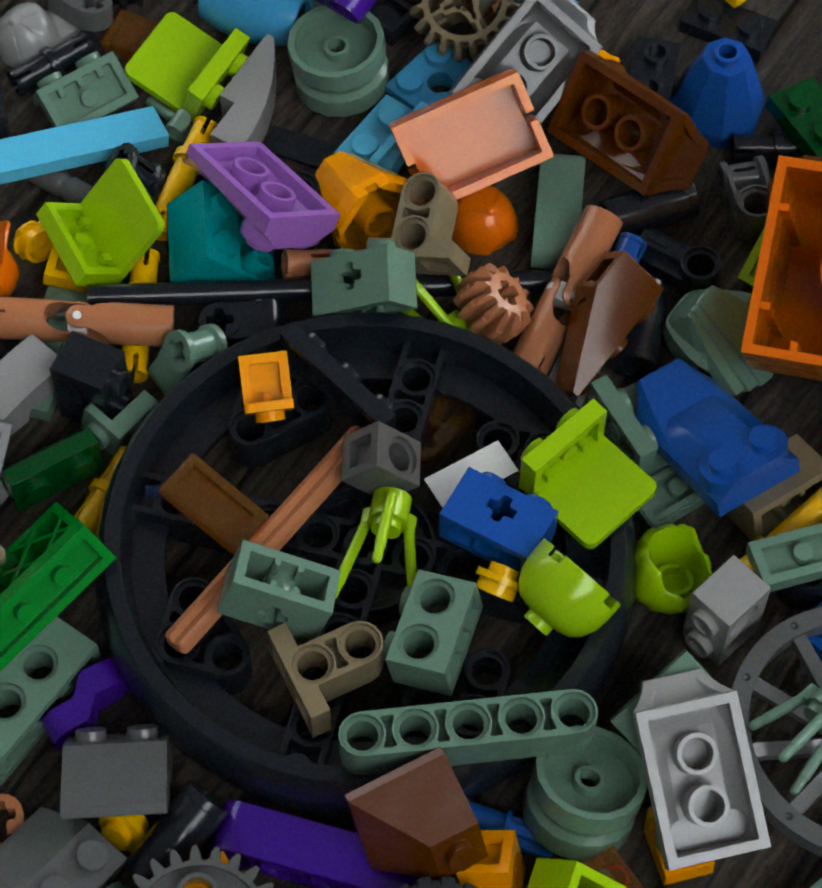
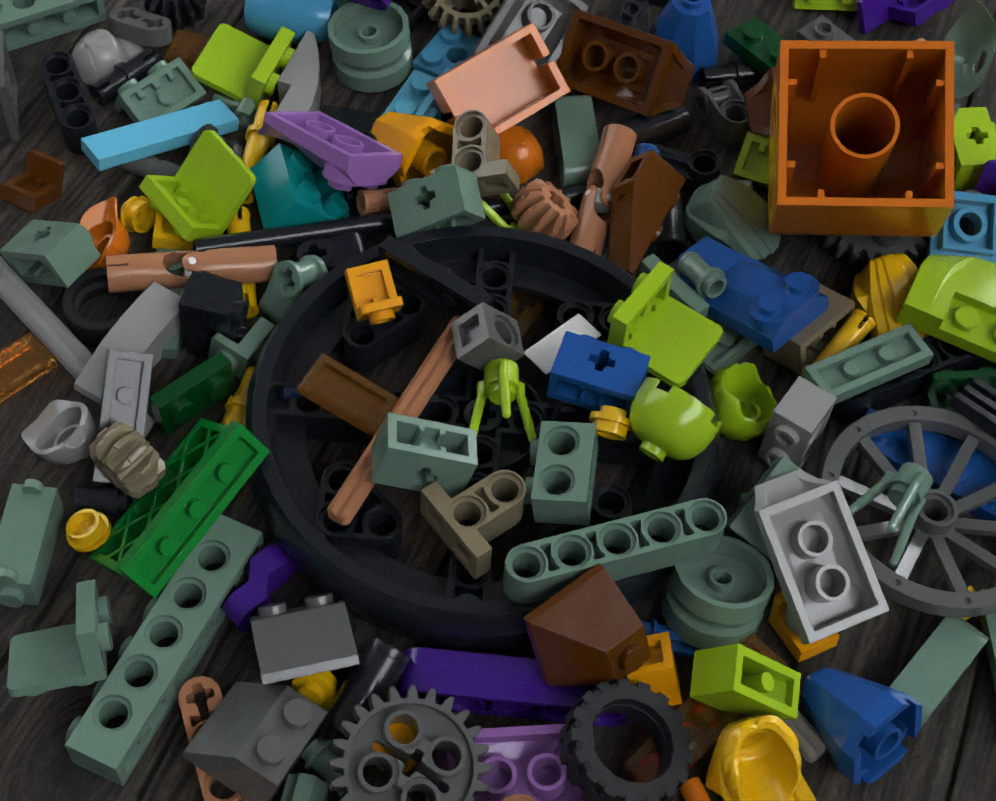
camera: 15 degrees left, 5 degrees down
(660, 417) = (708, 280): none -> sand green pin

